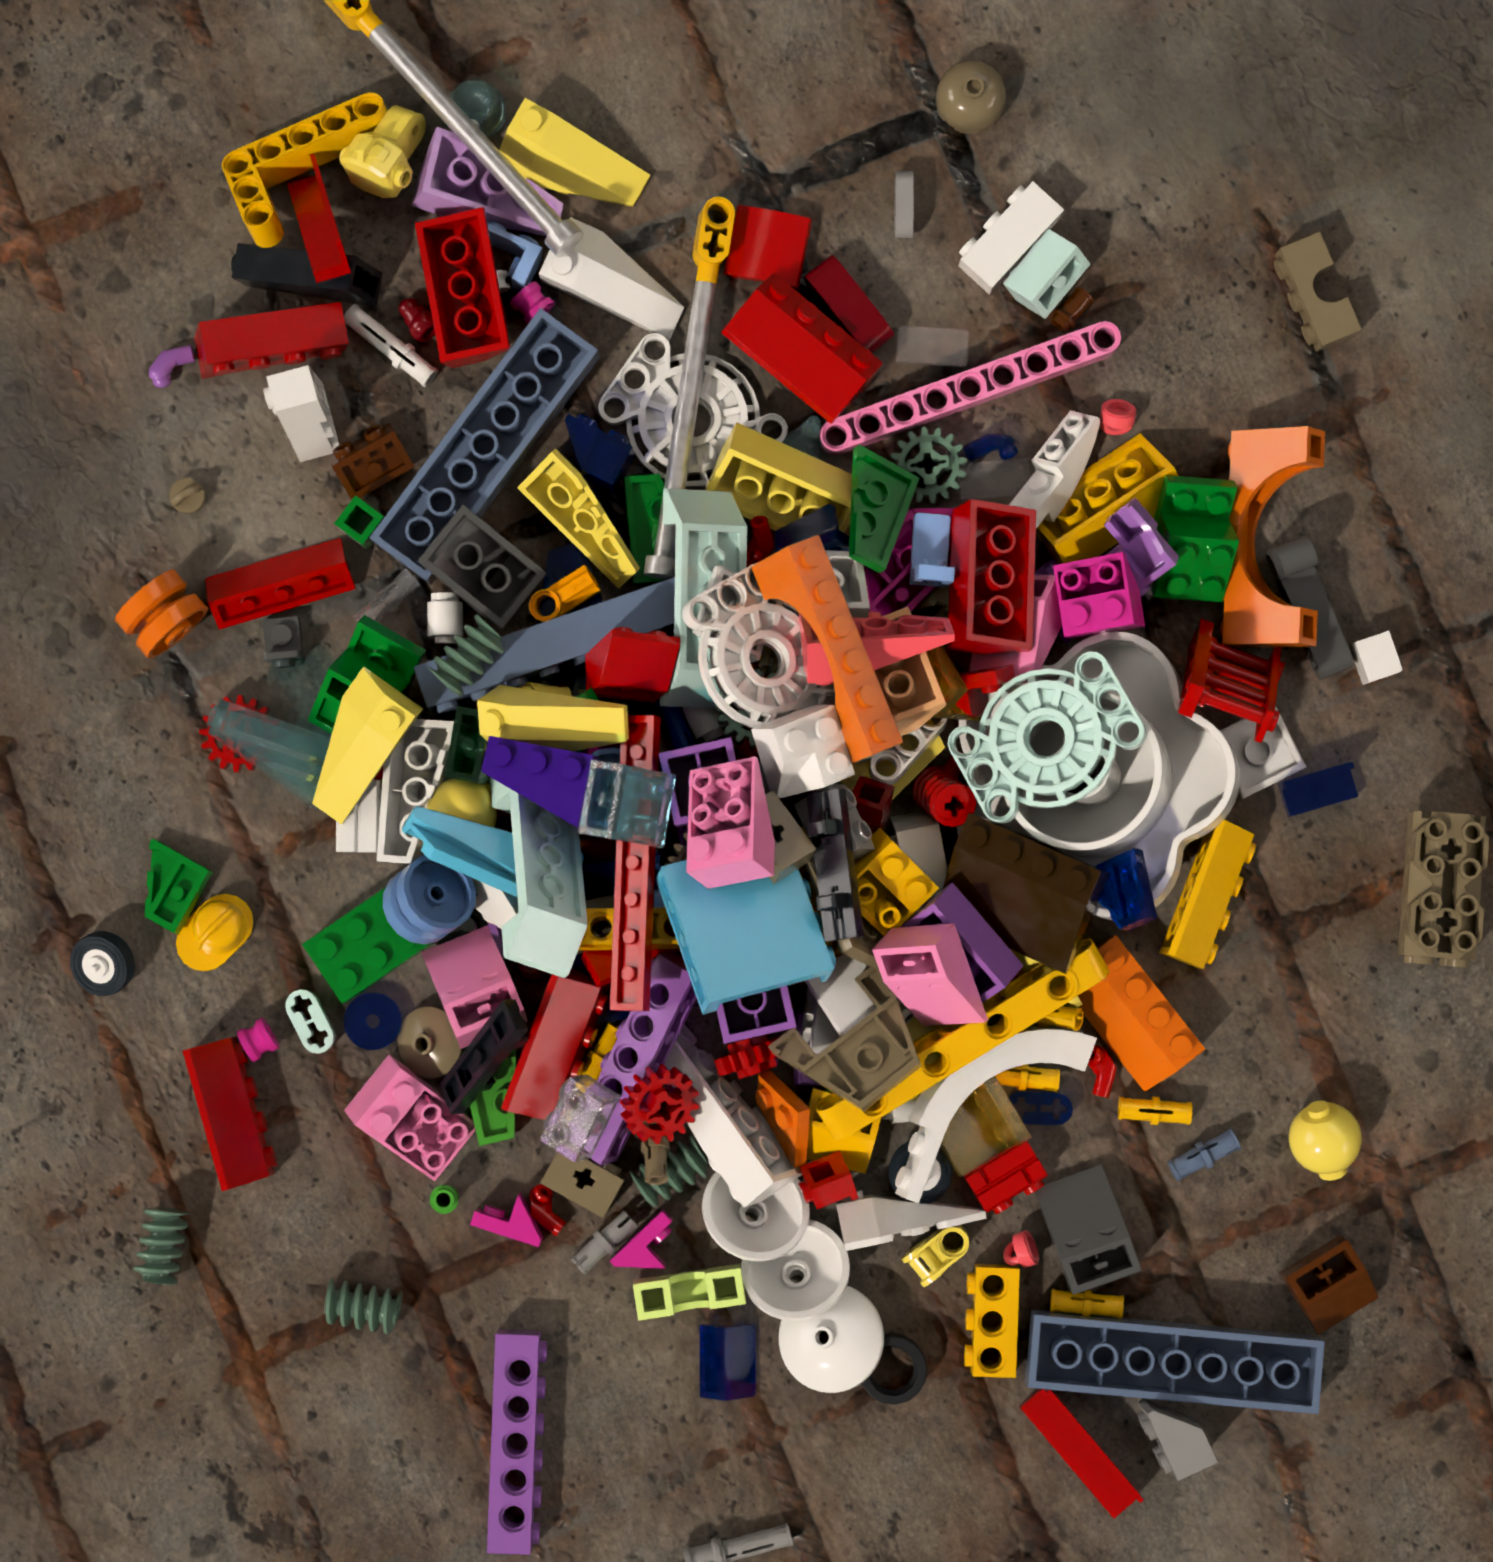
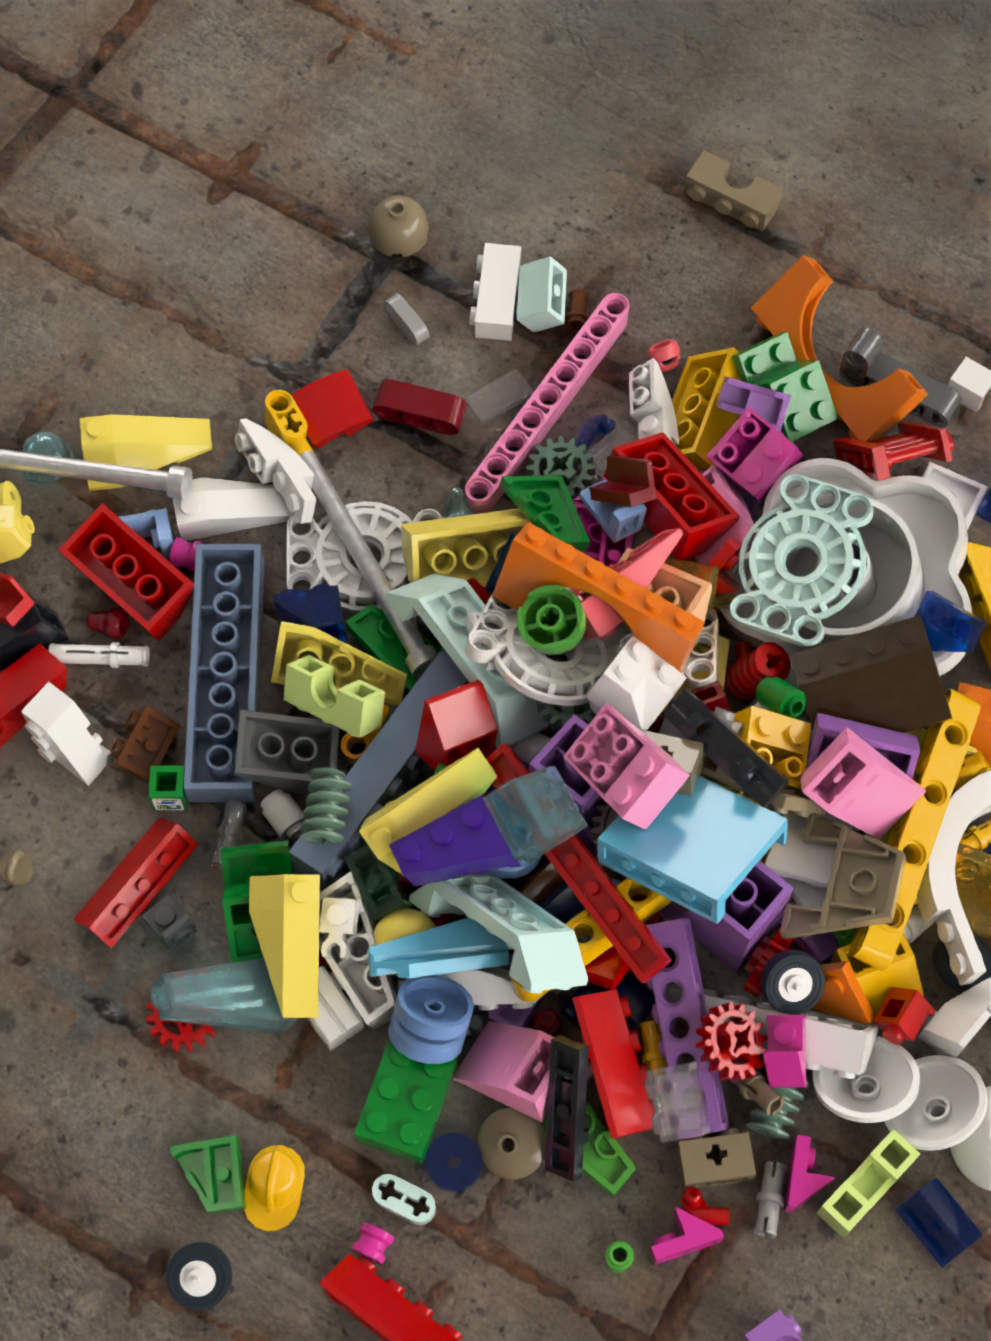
camera: 40 degrees left, 20 degrees down
(161, 614) = (57, 961): orange wheel -> none
(410, 1118) = (541, 1215): bright pink slope -> none
(414, 758) = (337, 920): none -> white plate
(458, 182) = (66, 503): lavender wedge -> none
(542, 528) = (352, 708): none -> yellowish green arch
(675, 270) = (279, 464): none -> white slope
(700, 1143) = (786, 1051): none -> dark pink slope
(749, 1092) = (792, 982): none -> black wheel
(773, 639) = (552, 620): none -> bright green cylinder
(802, 348) = (409, 447): red slope -> none
(932, 844) = (780, 697): none -> green brick
(952, 546) = (629, 482): none -> dark red panel

